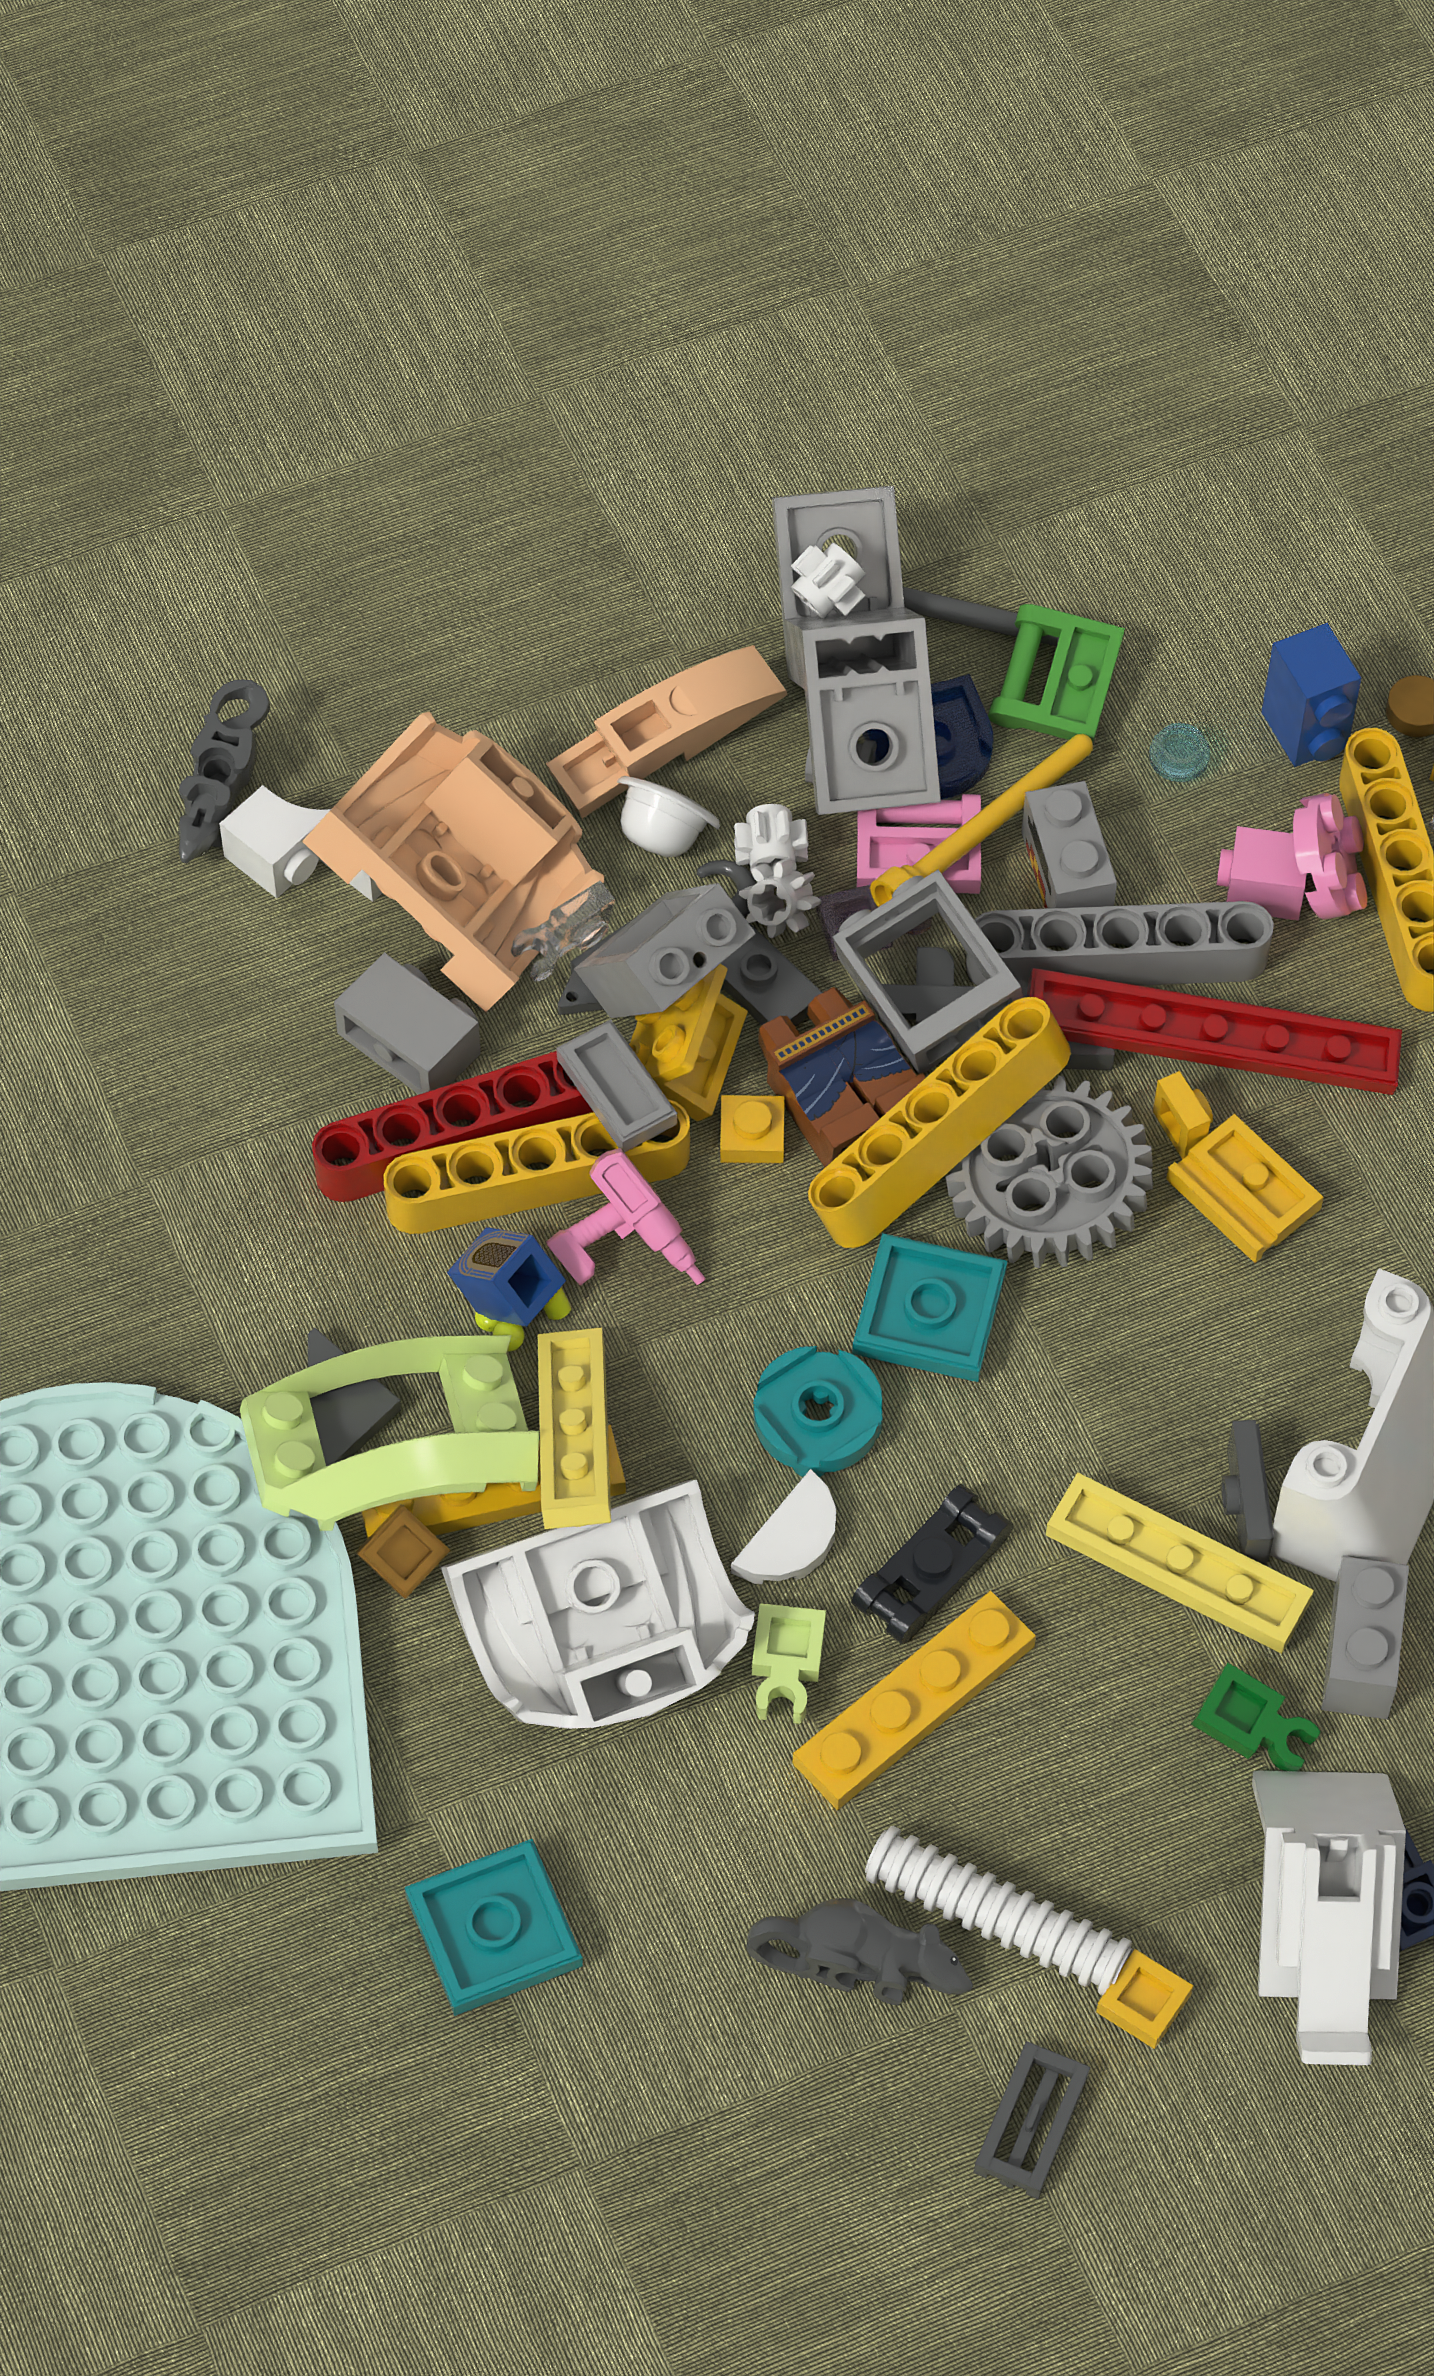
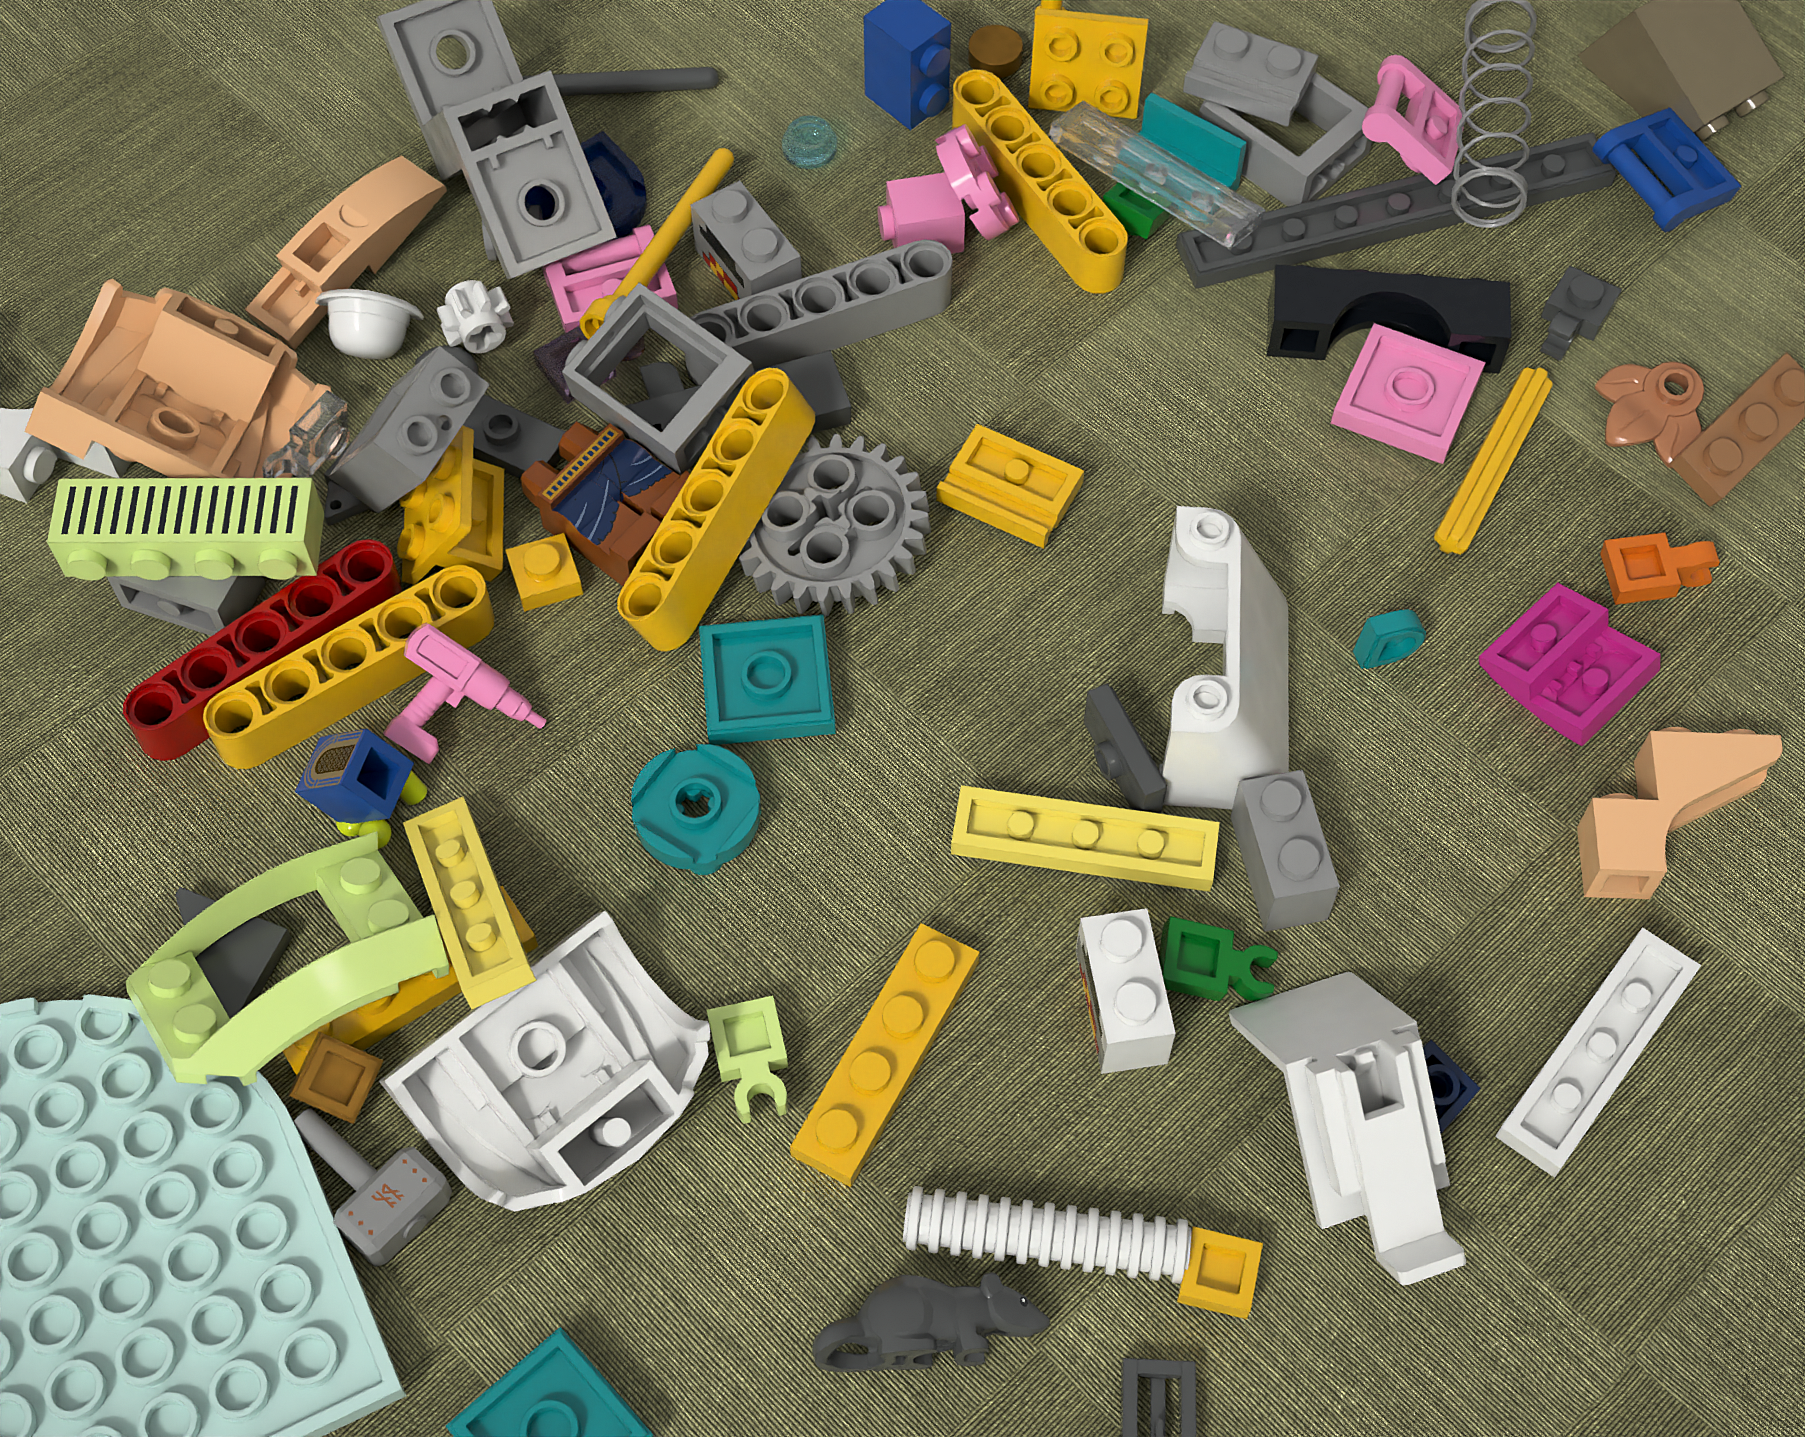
camera: 20 degrees left, 0 degrees up
(414, 1679) = (387, 1203): none -> light grey piece
(425, 983) = (186, 527): none -> yellowish green brick
(616, 1086) = (403, 567): light grey tile -> none
(790, 886) = (504, 346): white gear -> none
(793, 1537) = (715, 935): white tile -> none
(828, 580) = (450, 73): white gear -> none
(932, 1564) = (856, 917): black plate -> none
(1076, 679) = (698, 106): bright green plate -> none
(1157, 1717) = (1124, 991): none -> white brick
(1182, 1112) = (930, 438): yellow plate -> none
(1221, 1032) = (939, 358): red tile -> none

